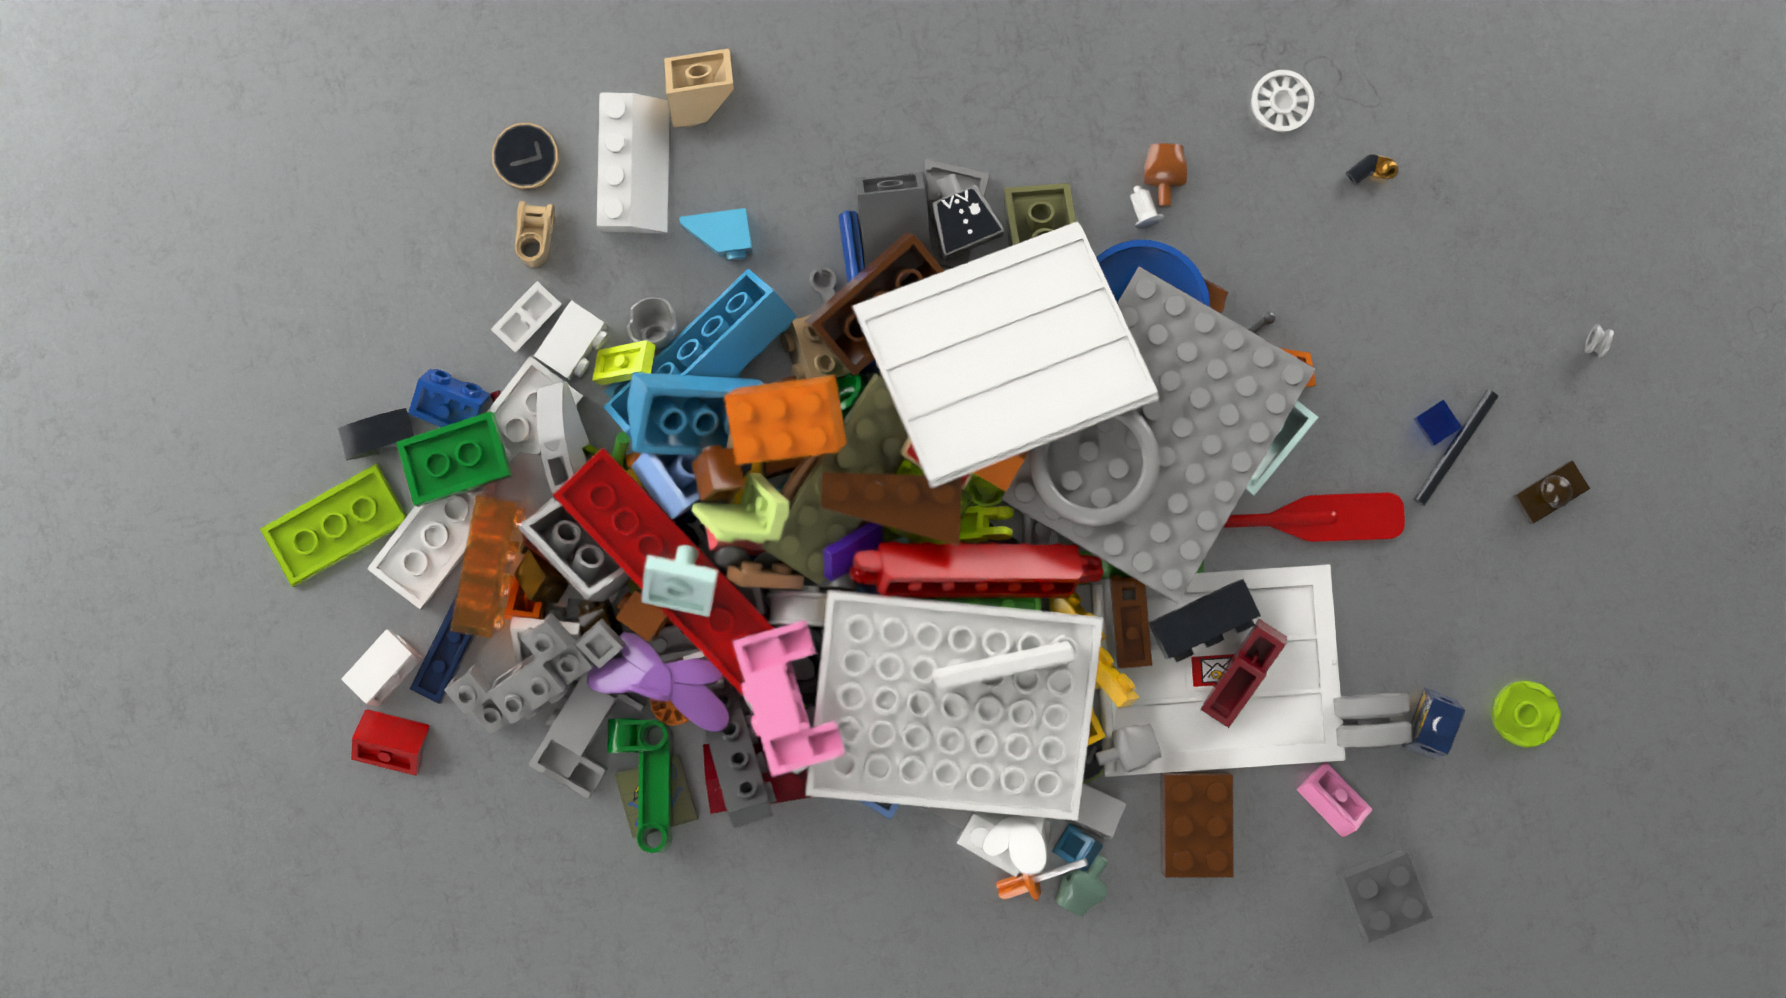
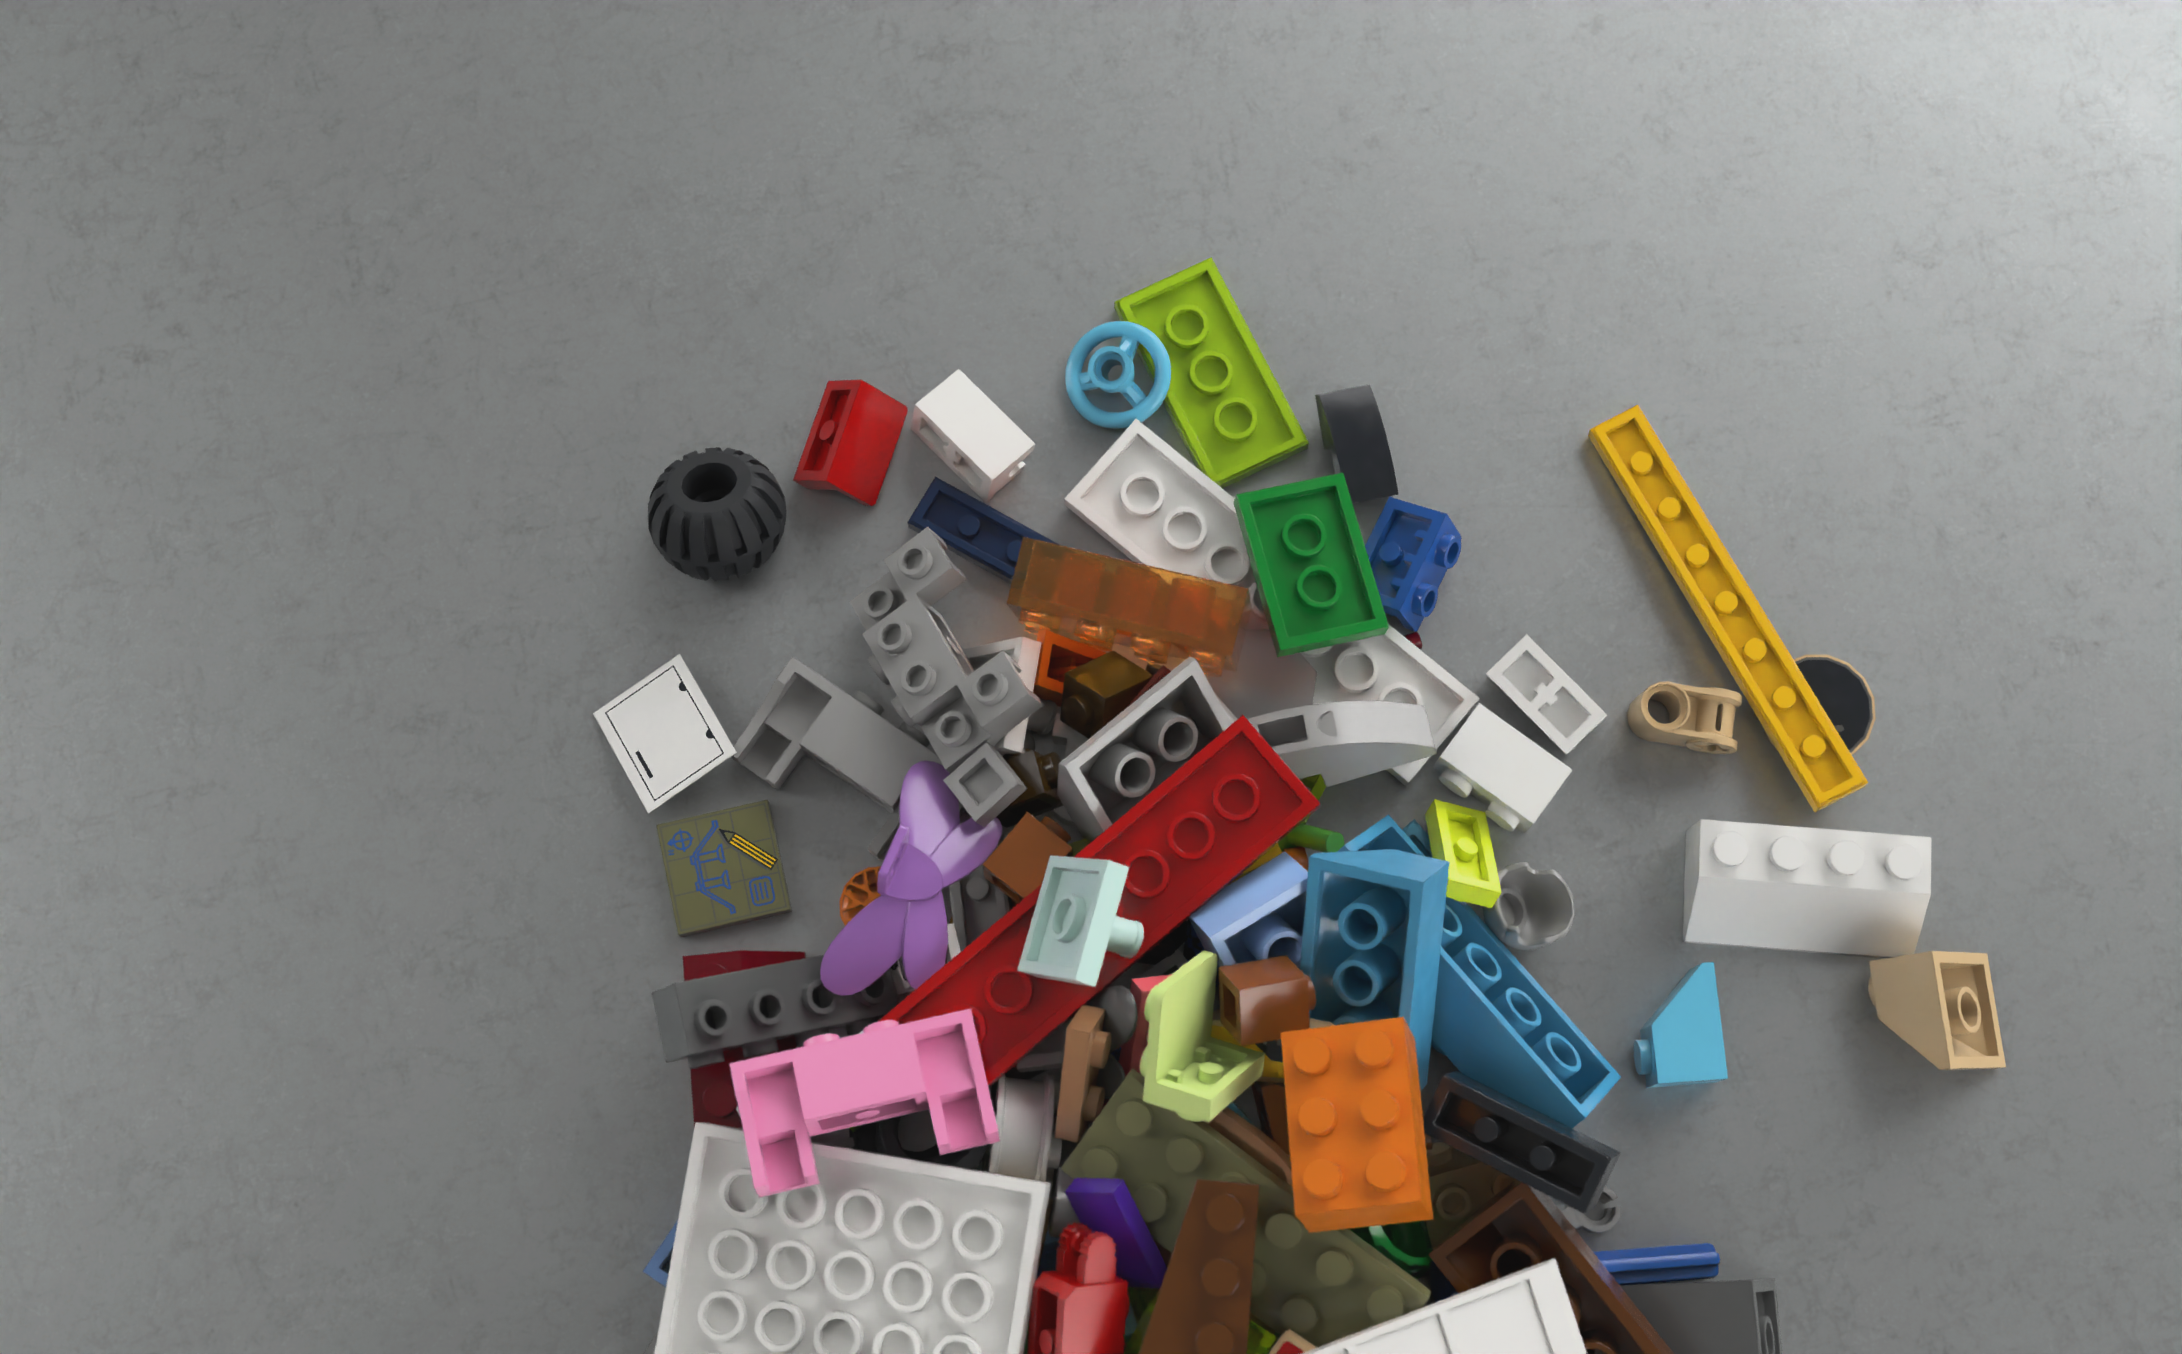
camera: 90 degrees right, 10 degrees down
(341, 594) = (1101, 364): none -> medium azure piece
(440, 819) = (716, 514): none -> black wheel
(464, 211) = (1727, 609): none -> yellow tile
(577, 839) = (664, 733): none -> white sticker
(654, 775) = (753, 864): green piece -> none
(788, 327) = (1519, 1141): none -> black brick

